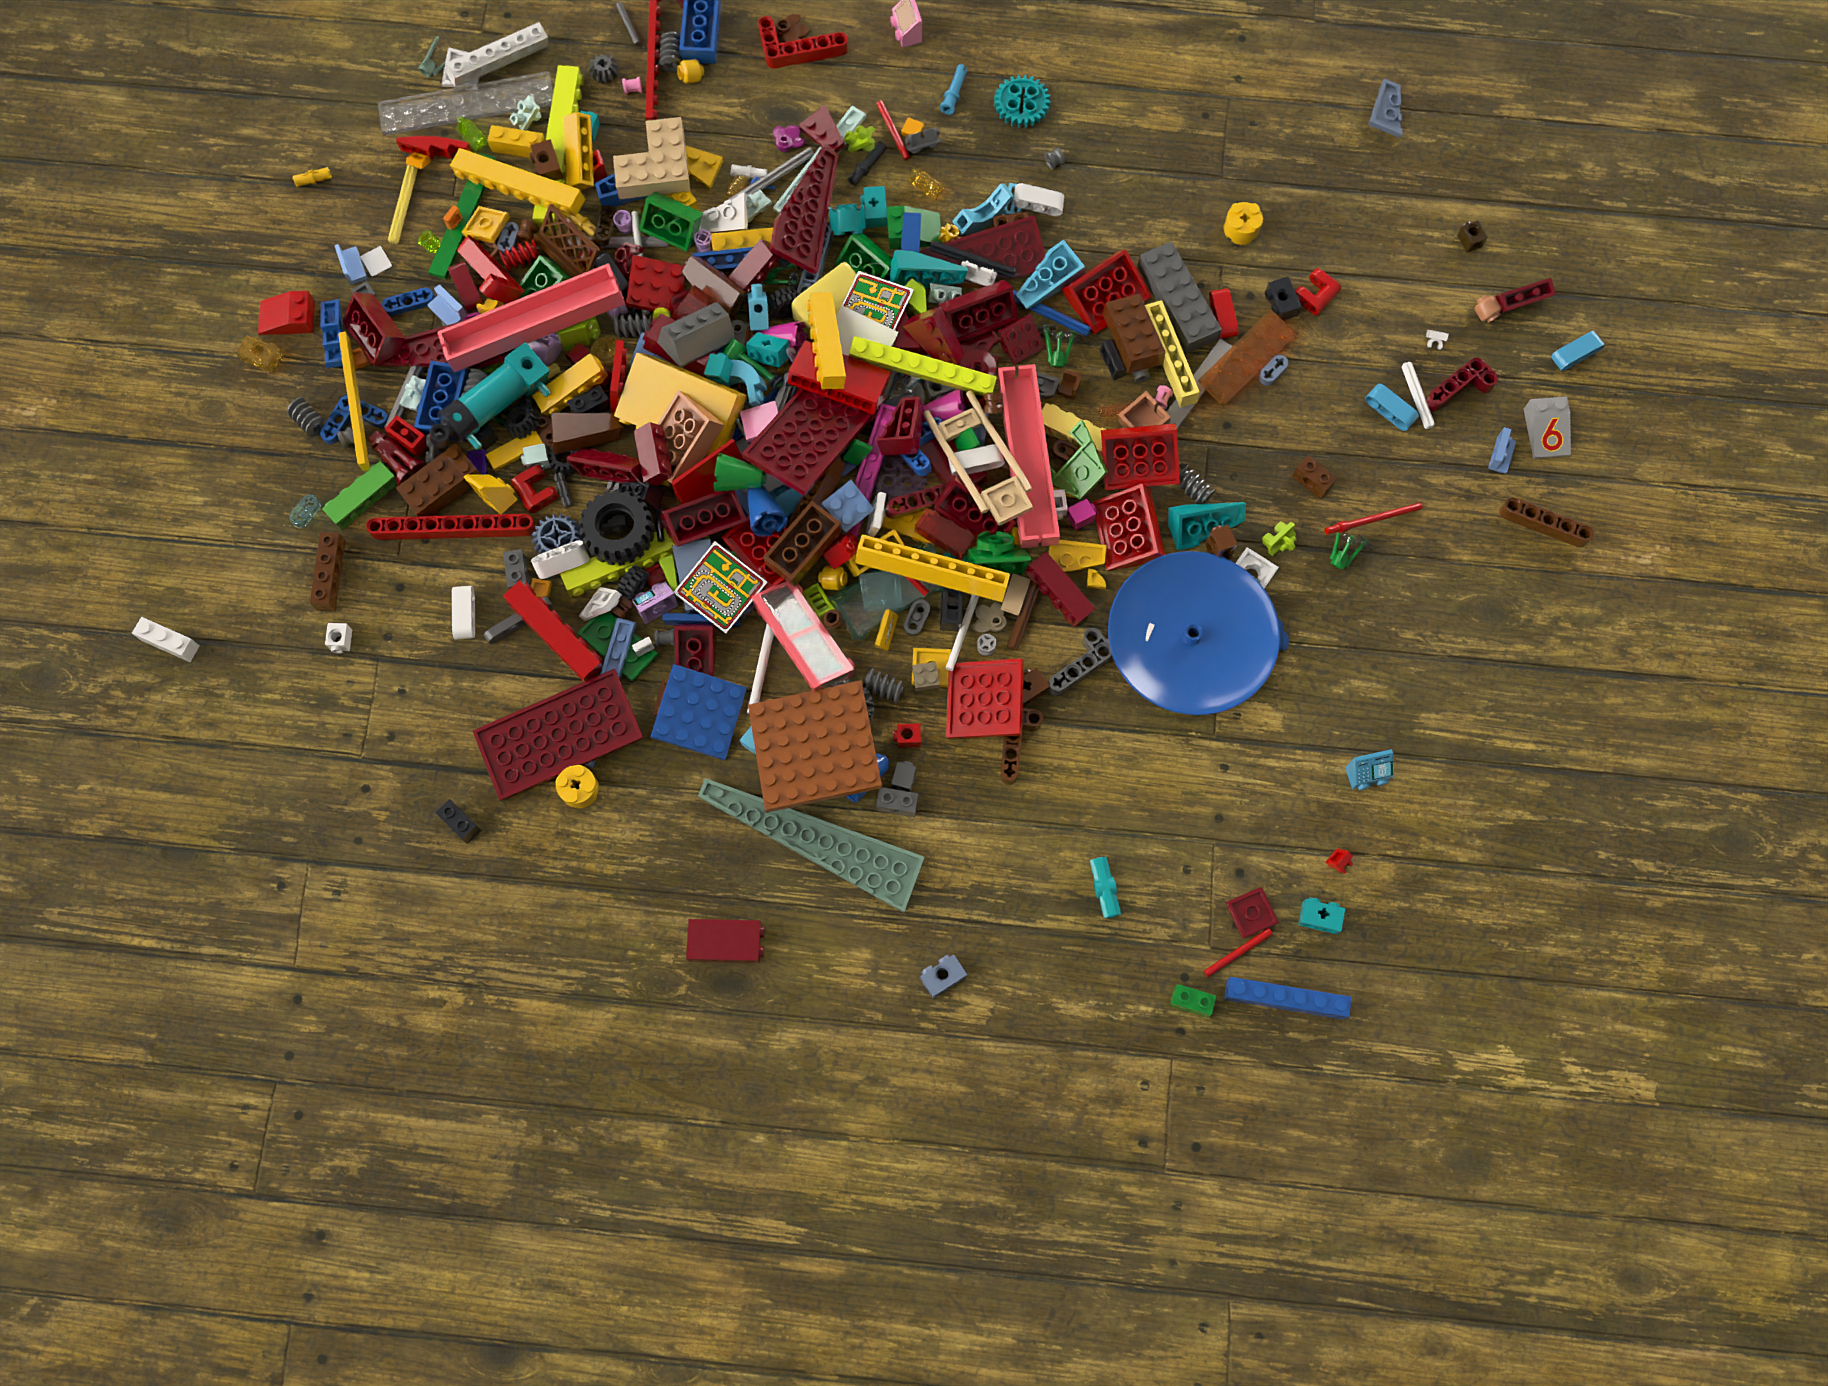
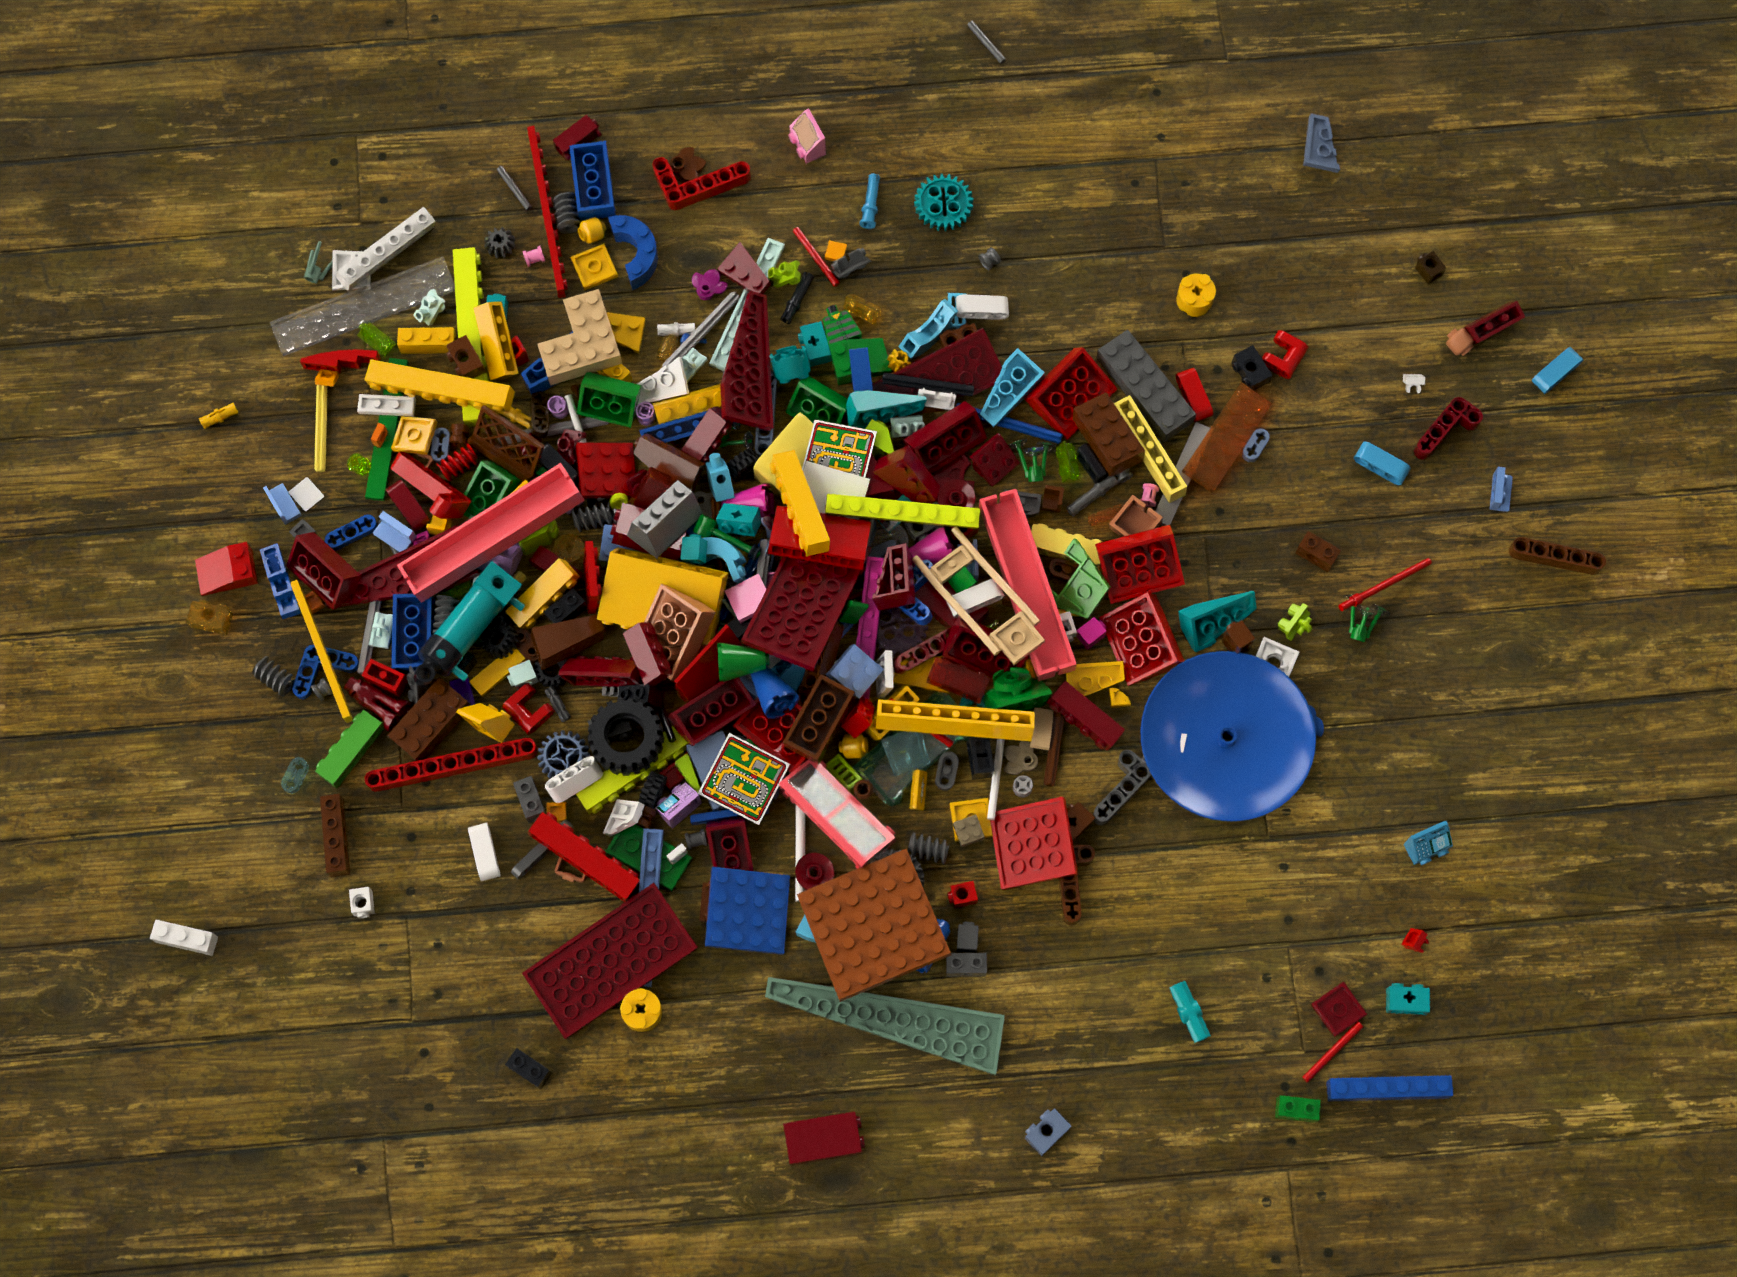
camera: 10 degrees left, 0 degrees up
(466, 193) = (386, 405): none -> white tile
(536, 649) = (568, 876): none -> nougat piece
(686, 104) = (594, 267): none -> yellow tile
(733, 107) = (639, 235): none -> blue brick
(772, 679) = (818, 863): none -> dark red dish
(901, 193) = (840, 326): none -> torso
(993, 402) = (982, 536): reddish brown wheel -> none
(1090, 346) = (1066, 453): none -> clear neon green hinge
(1103, 390) = (1097, 491): none -> dark grey pin
(1194, 486) = (1200, 583): dark grey piece -> none
(1418, 395) = (1406, 445): white axle -> none
(1549, 427) = (1542, 456): light grey slope -> none

